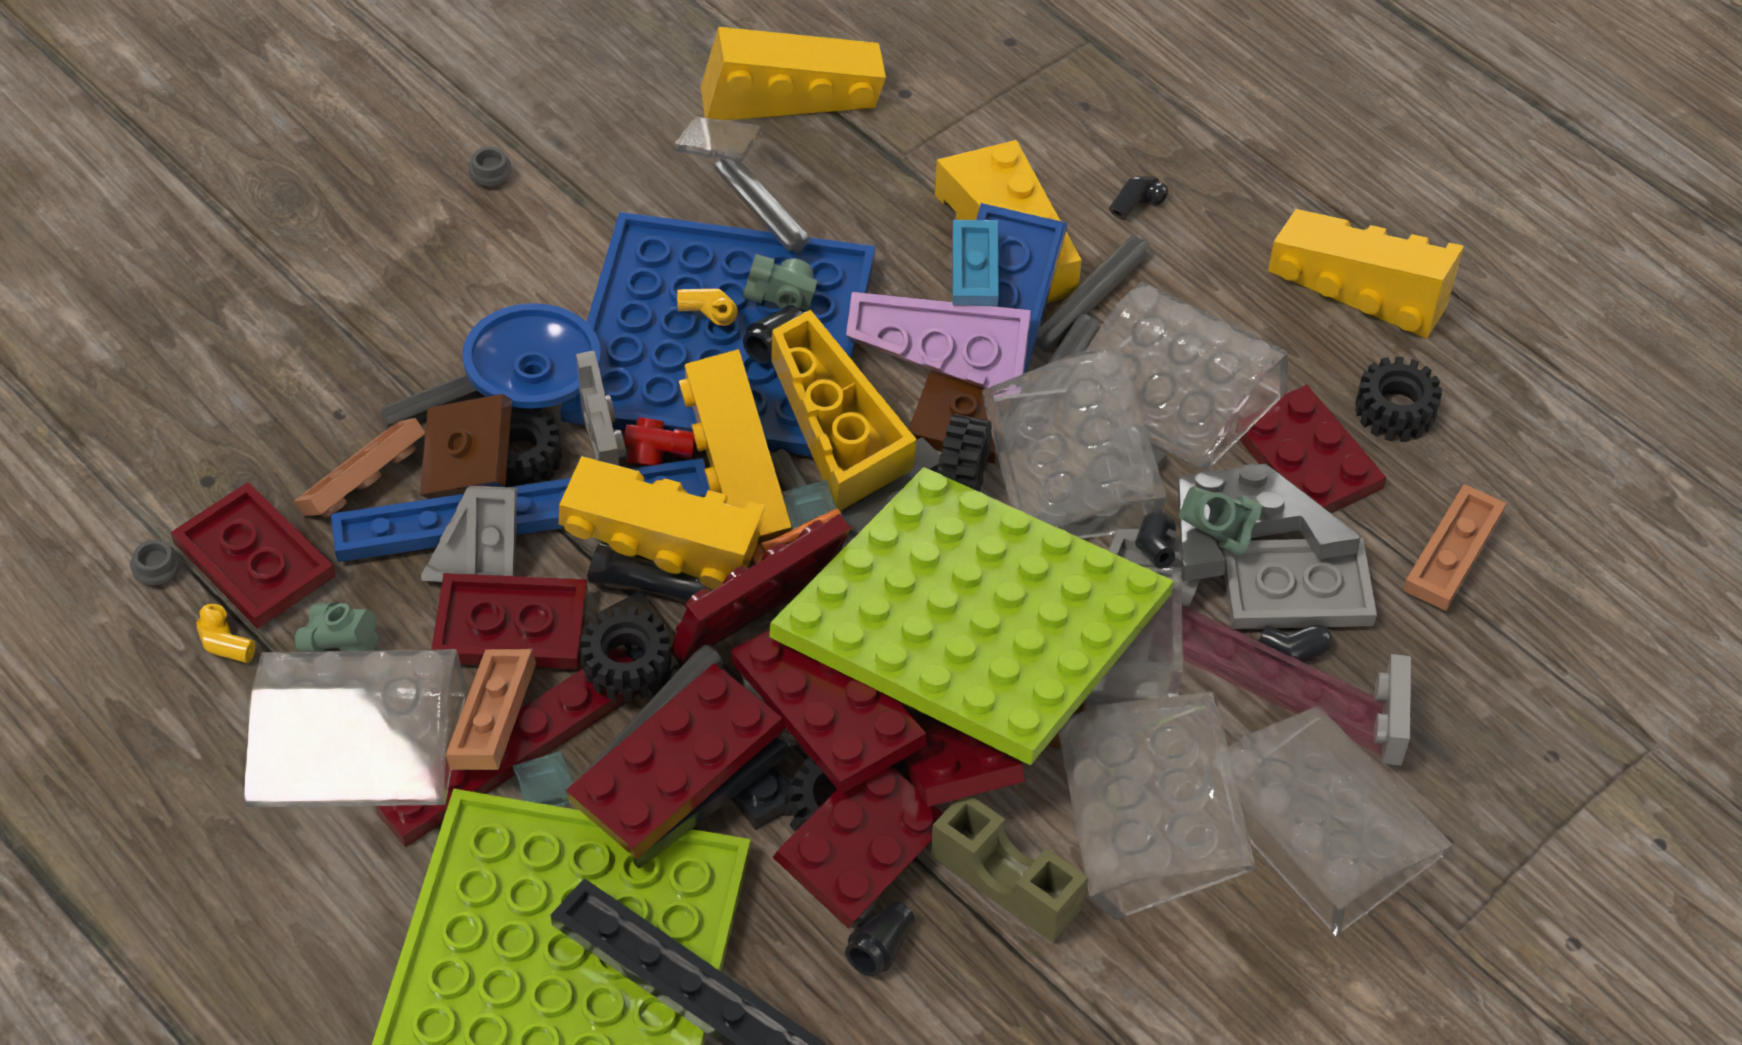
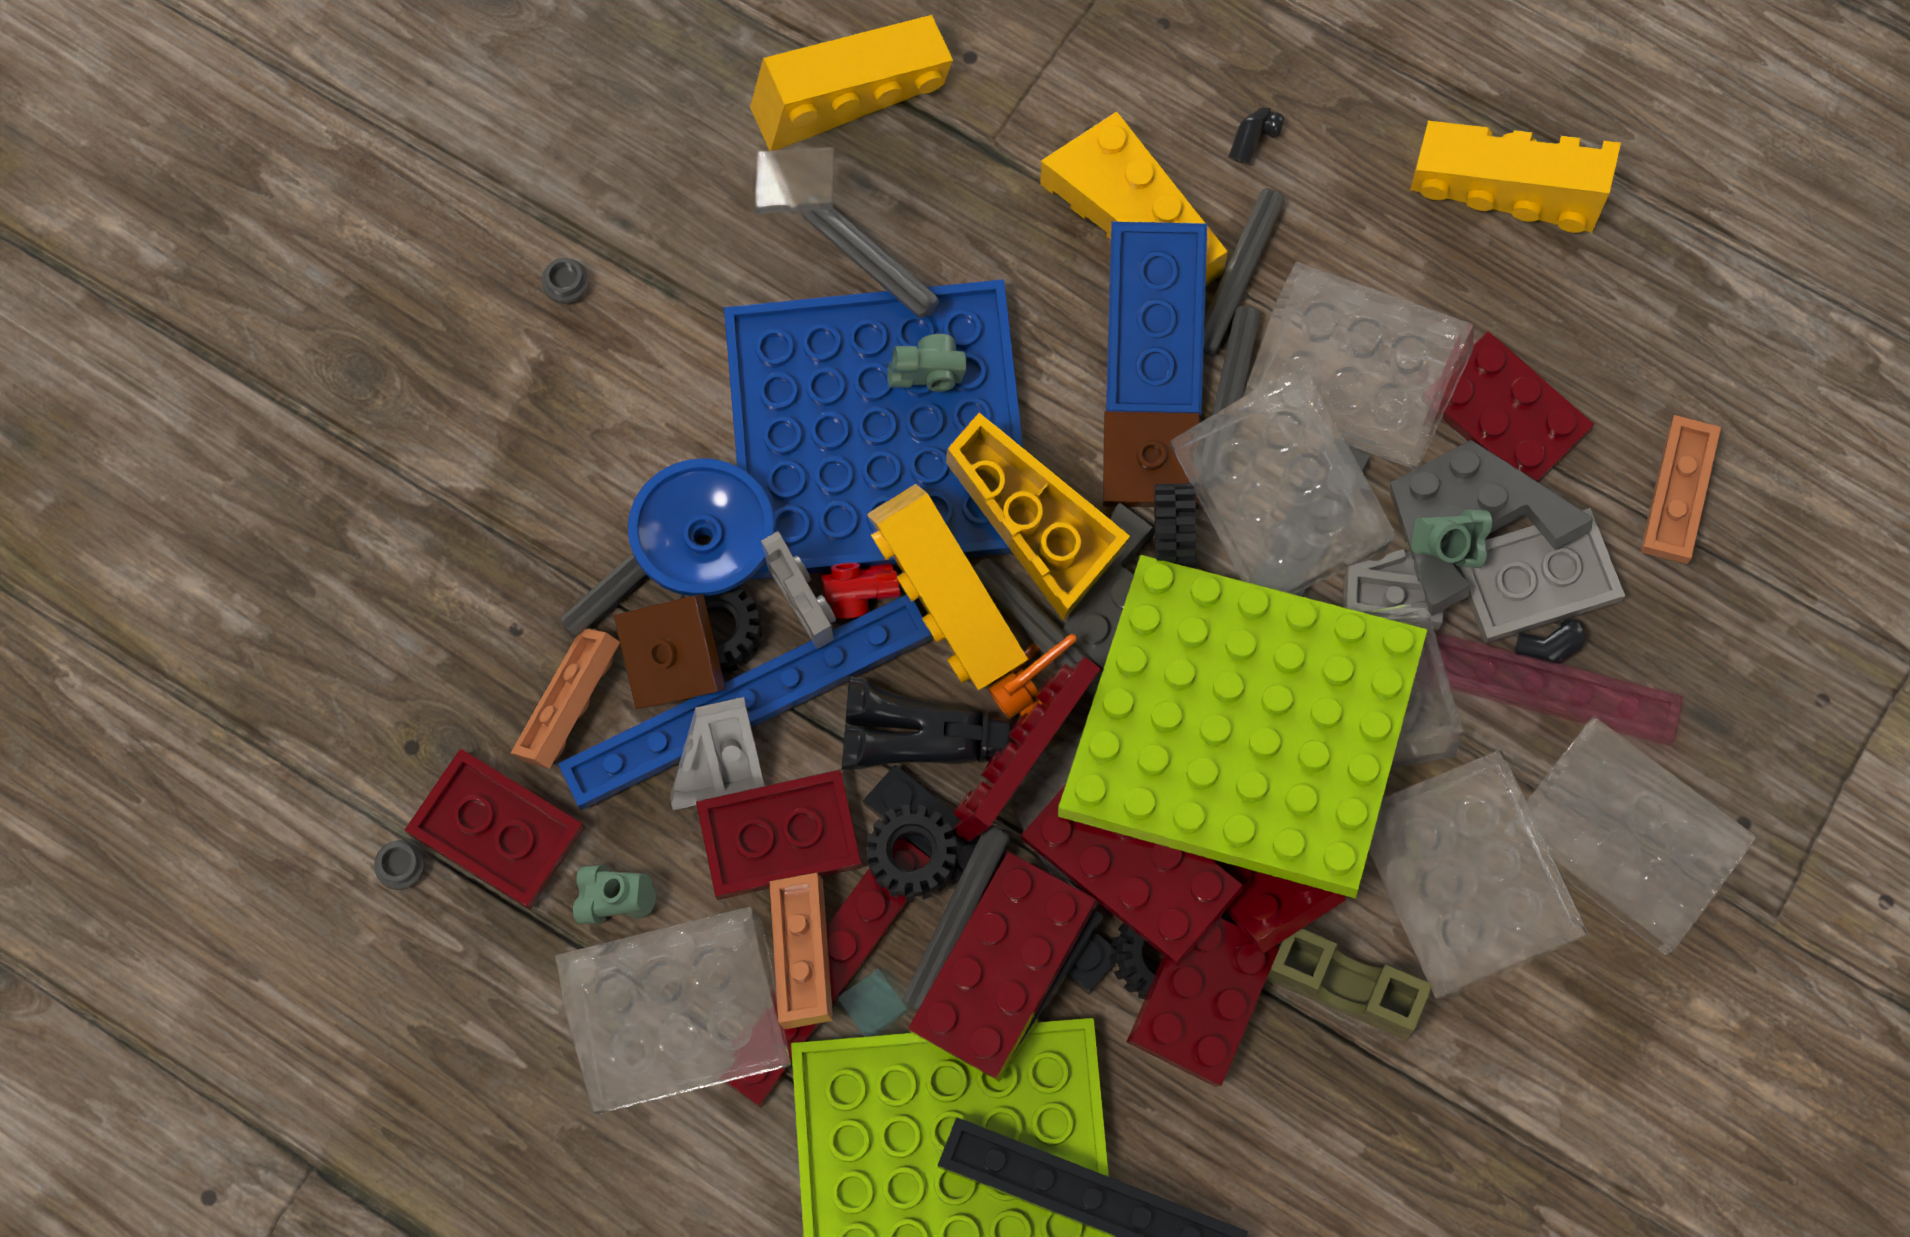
camera: 10 degrees left, 20 degrees up
(217, 637) = (494, 932): yellow arm -> none
(660, 521) = (906, 706): yellow wedge -> none
(710, 302) = (860, 404): yellow arm -> none
(758, 335) = (937, 427): black cone -> none
(808, 502) = (1038, 629): clear light blue tile -> none
(877, 942) = (1245, 1090): black cone -> none
(956, 340) = (1128, 383): lavender wing -> none
(975, 262) = (1126, 299): dark azure plate -> none
(1152, 539) = (1386, 575): black arm -> none
(1393, 726) = (1674, 724): light grey plate -> none
(1402, 380) = (1590, 299): black tyre -> none

